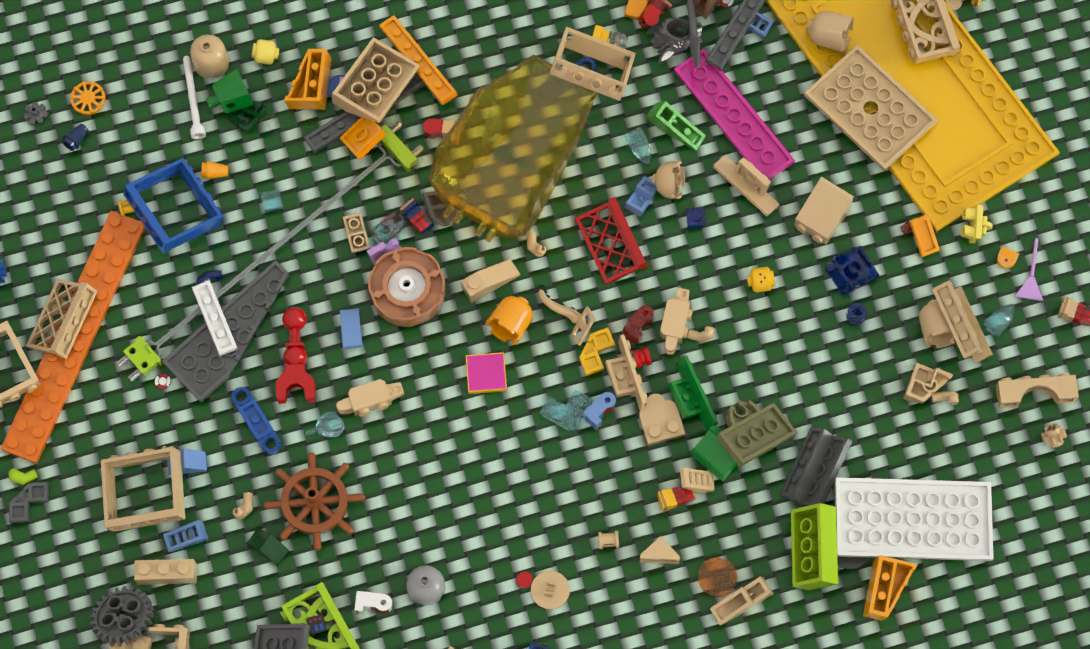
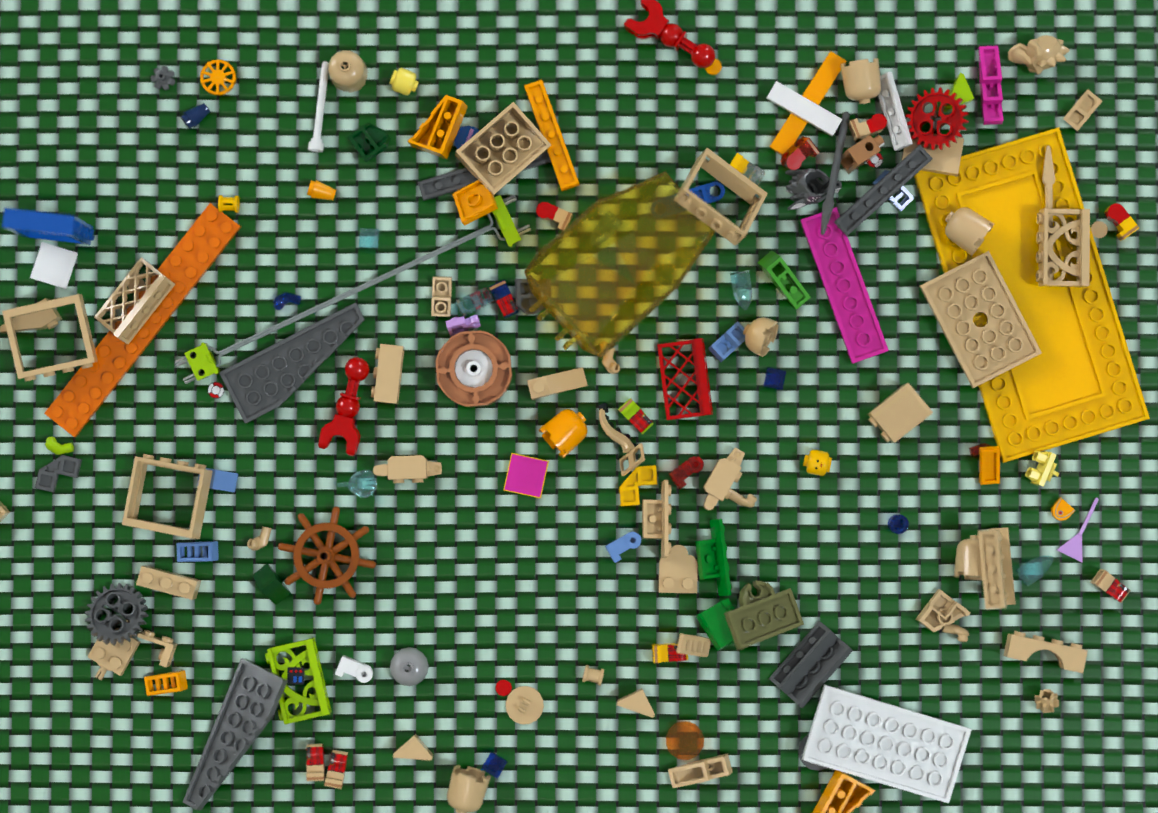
camera: 15 degrees right, 15 degrees up
(132, 195) = (240, 223): blue window -> none
(214, 318) = (280, 345): white tile -> none
(230, 93) = (358, 116): green torso -> none
(256, 420) = (293, 458): blue plate -> none
(325, 316) = (388, 373): none -> tan brick
(351, 328) = (409, 393): medium blue slope -> none
(567, 415) = (593, 540): clear light blue plate -> none
(574, 287) = (635, 416): none -> leg
(642, 357) = (679, 506): red wheel -> none
(748, 182) = (836, 360): tan bracket -> none
(814, 547) = (783, 744): lime brick -> none
(851, 270) = (908, 478): clear blue slope -> none

